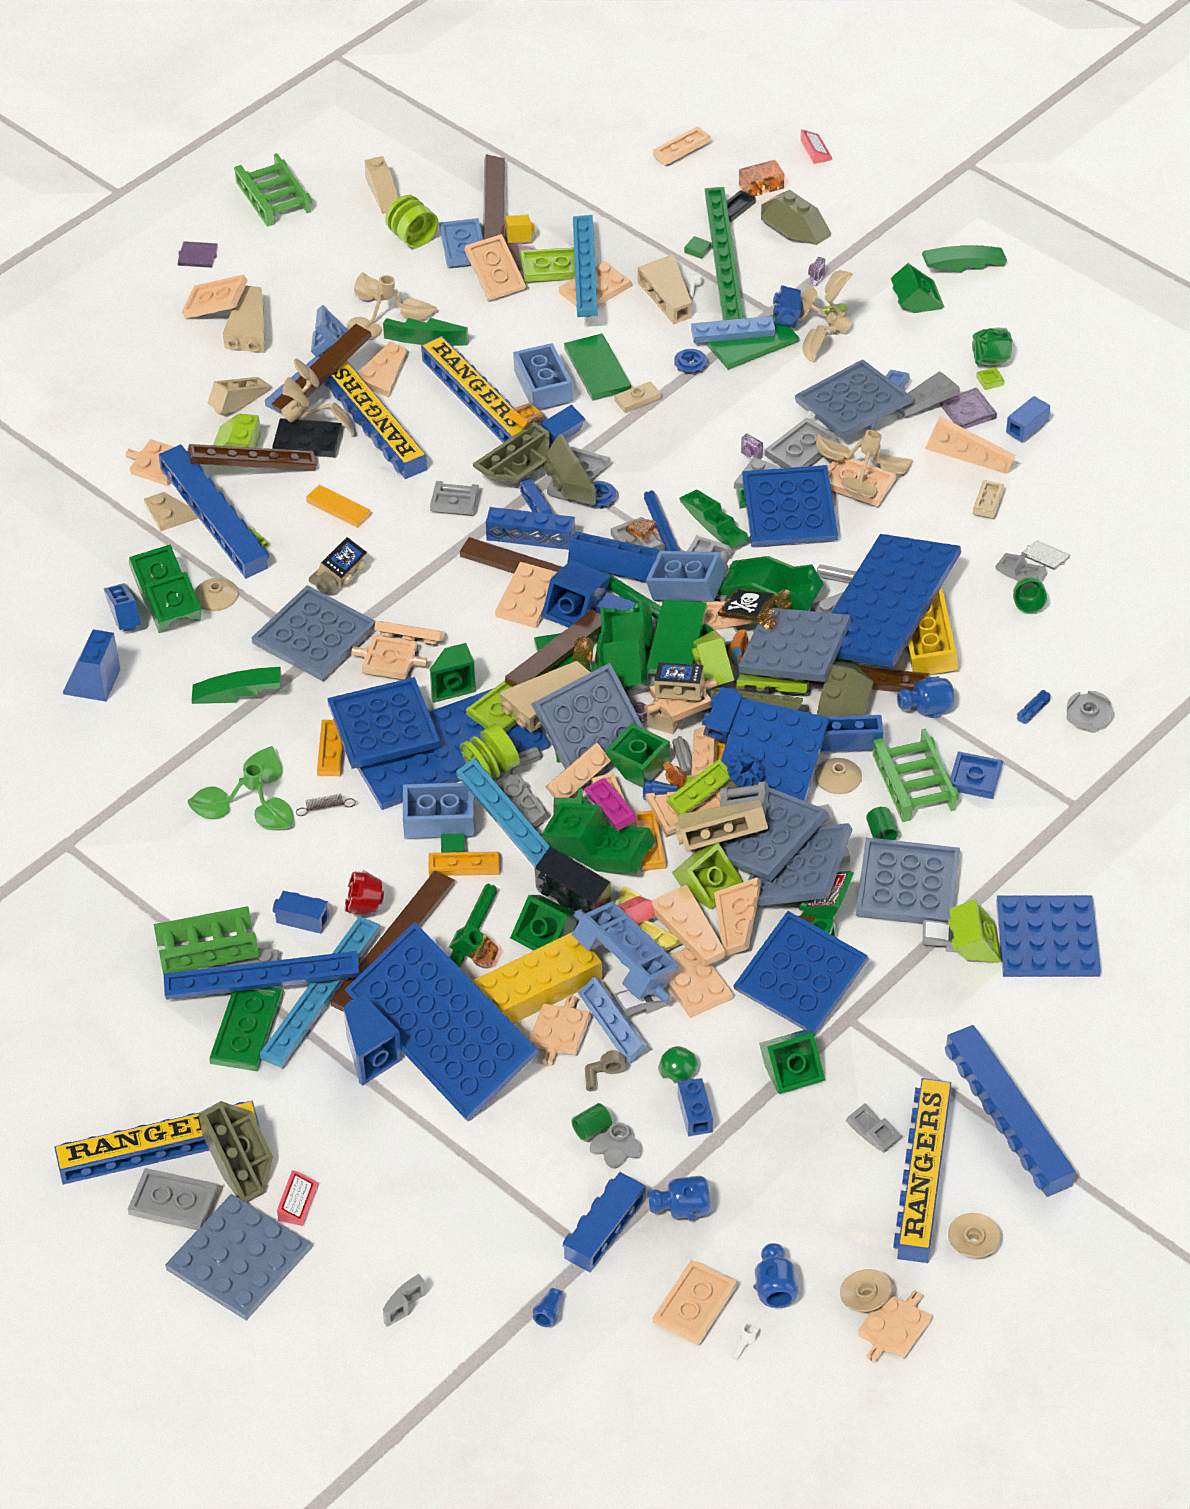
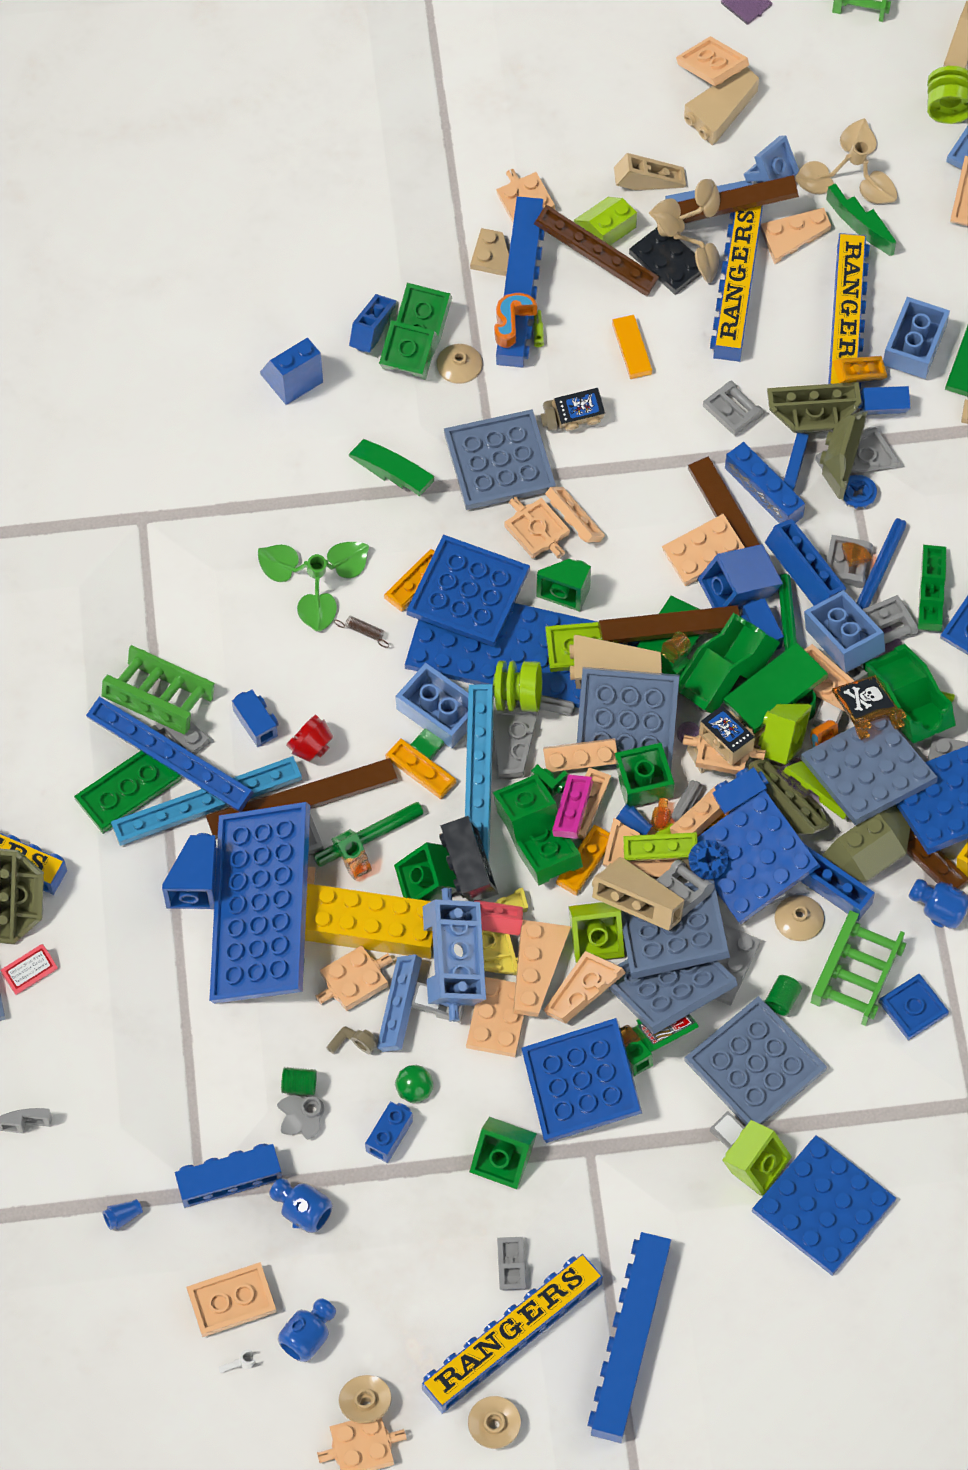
camera: 40 degrees right, 15 degrees up
(232, 532) = (506, 309): none -> orange animal

